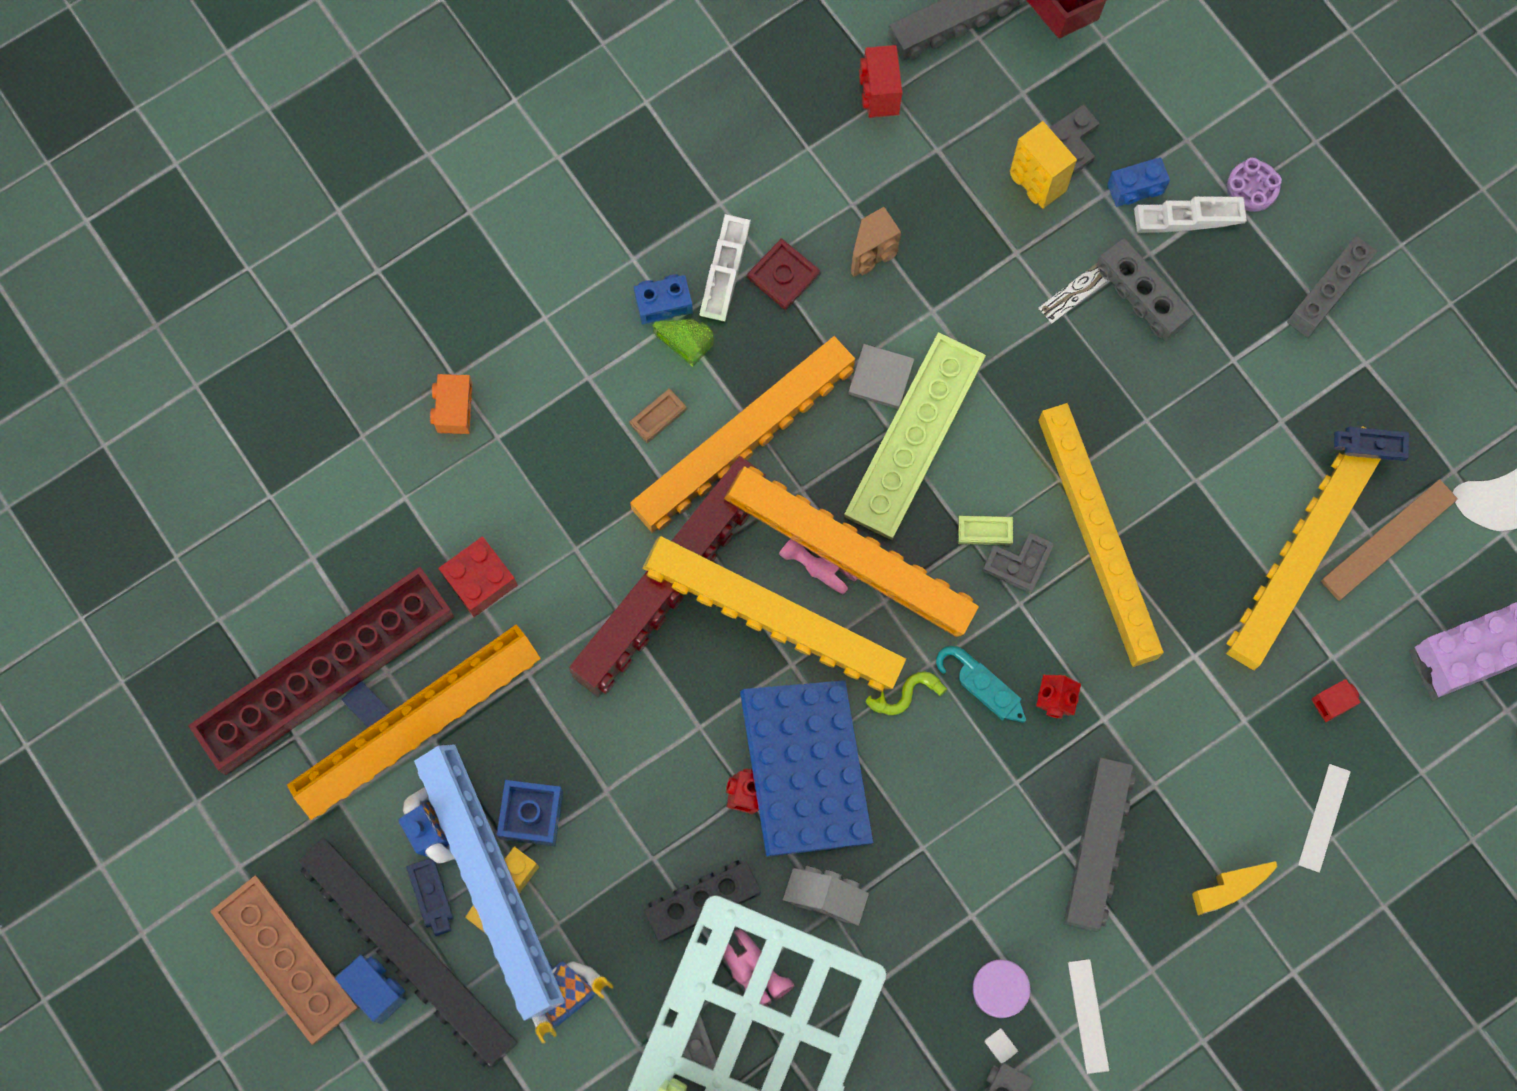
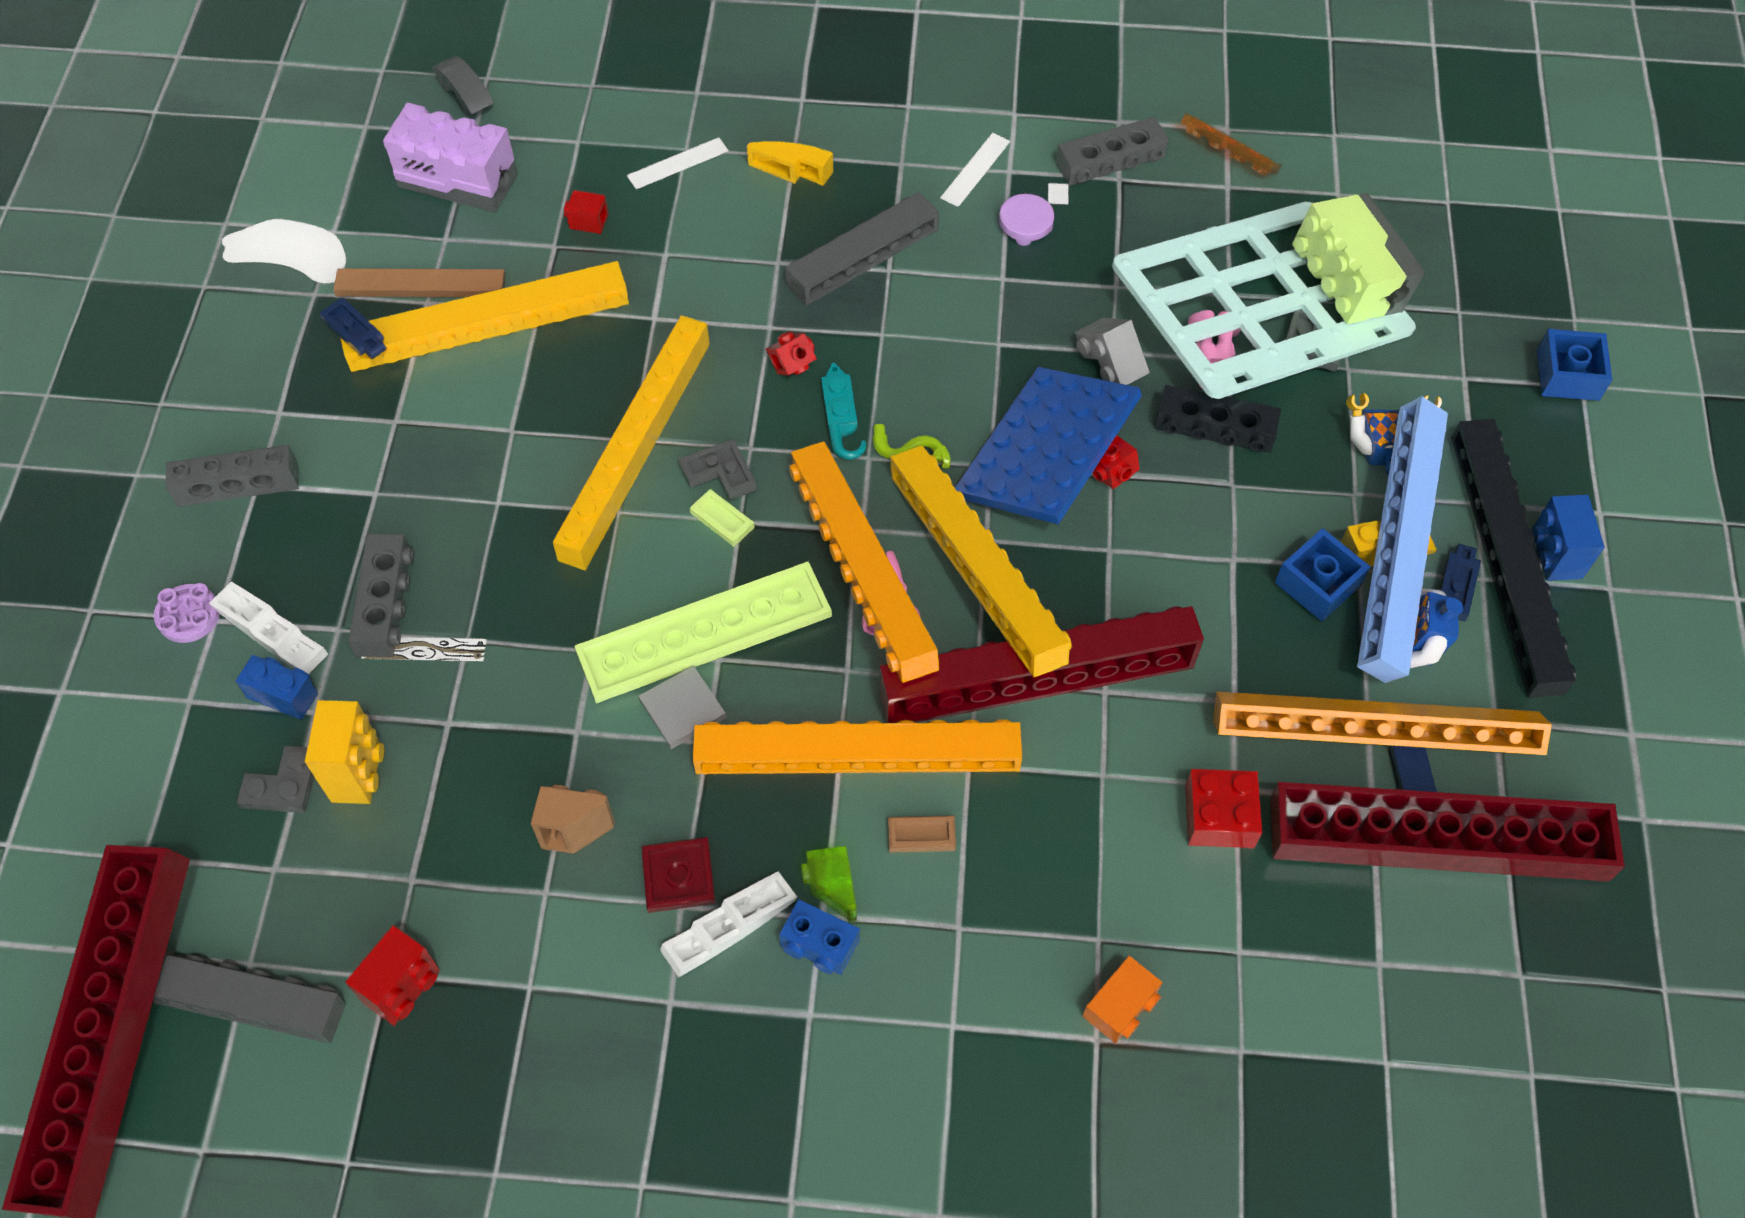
camera: 140 degrees left, 15 degrees down
(284, 960) = (1635, 630): nougat plate -> none

